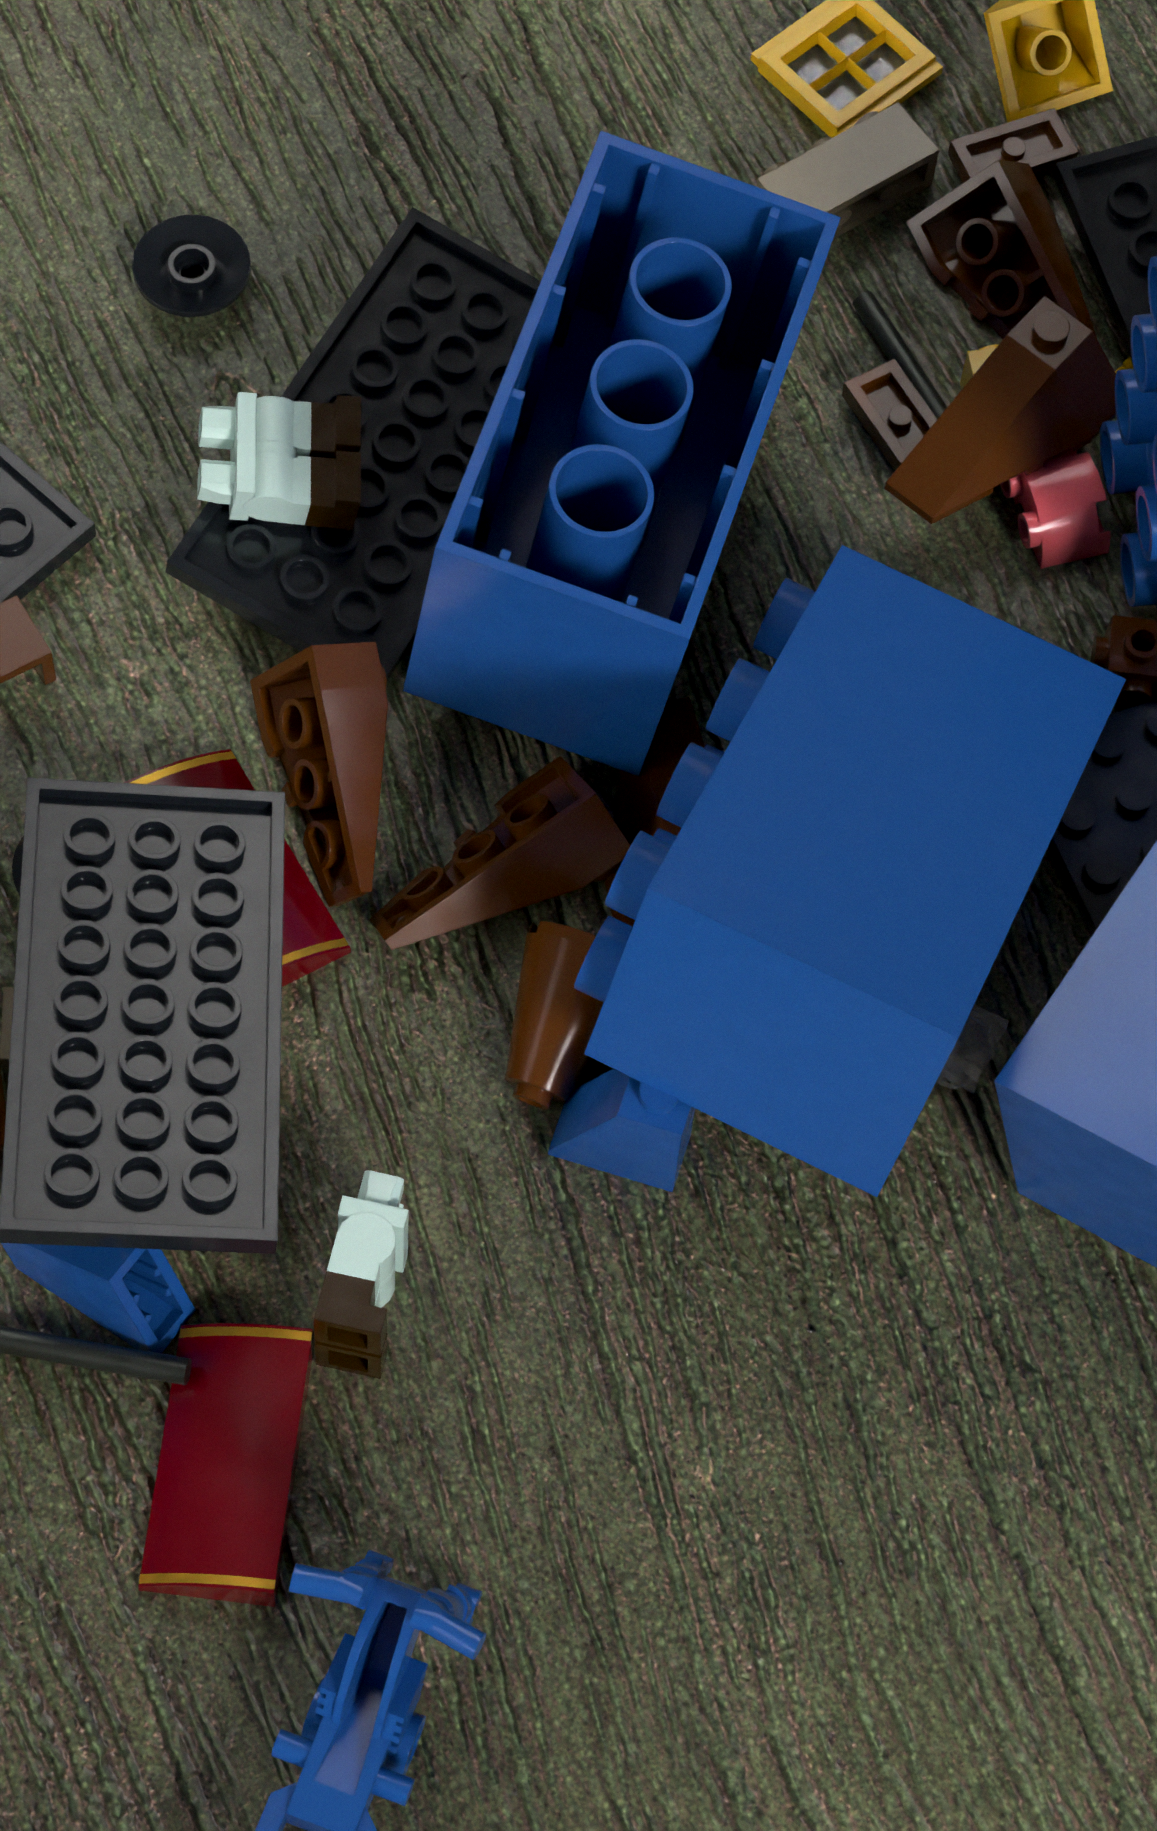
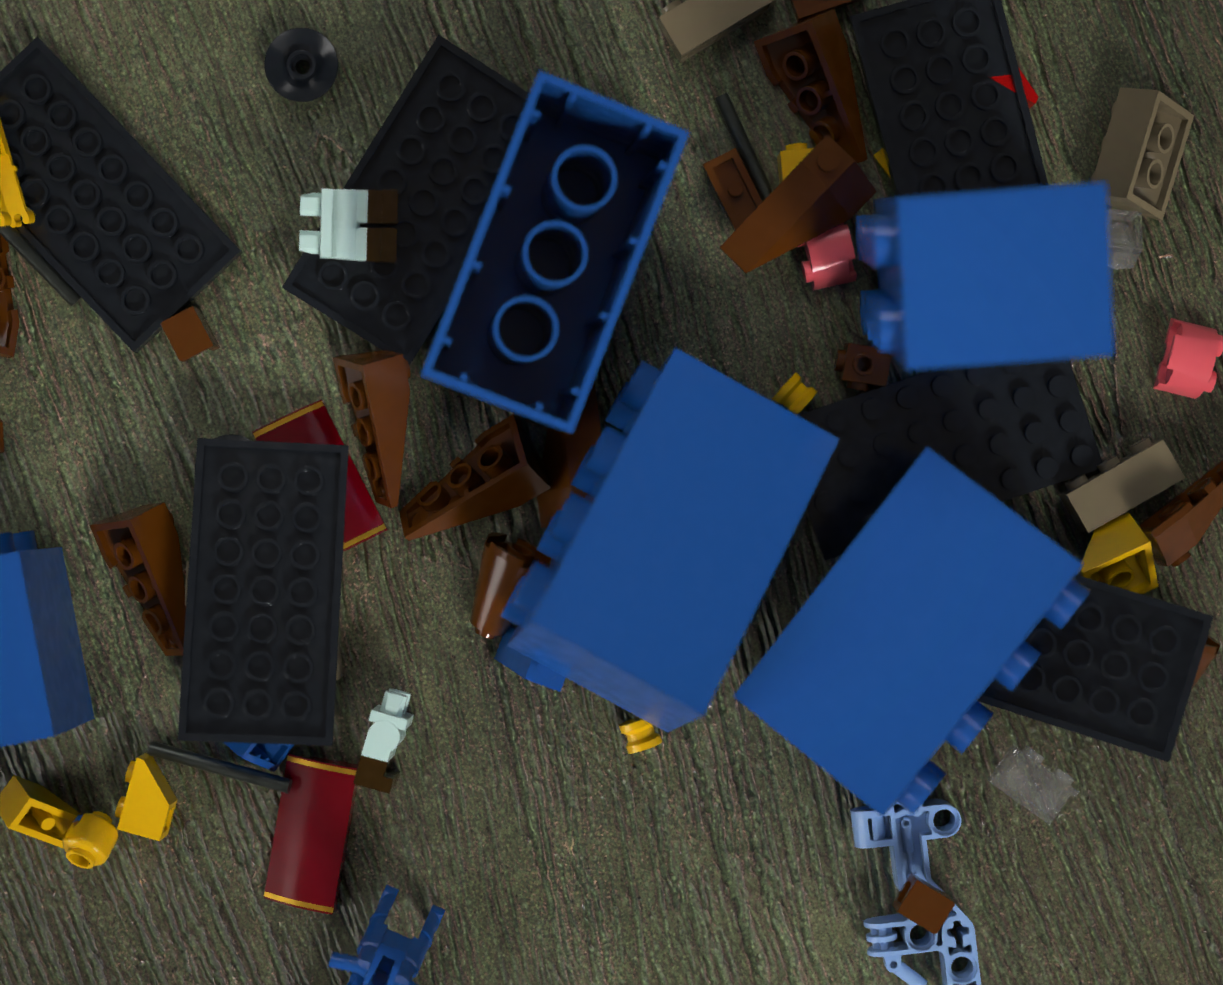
camera: 10 degrees right, 25 degrees up
(820, 1256) = (639, 735): none -> yellow wheel

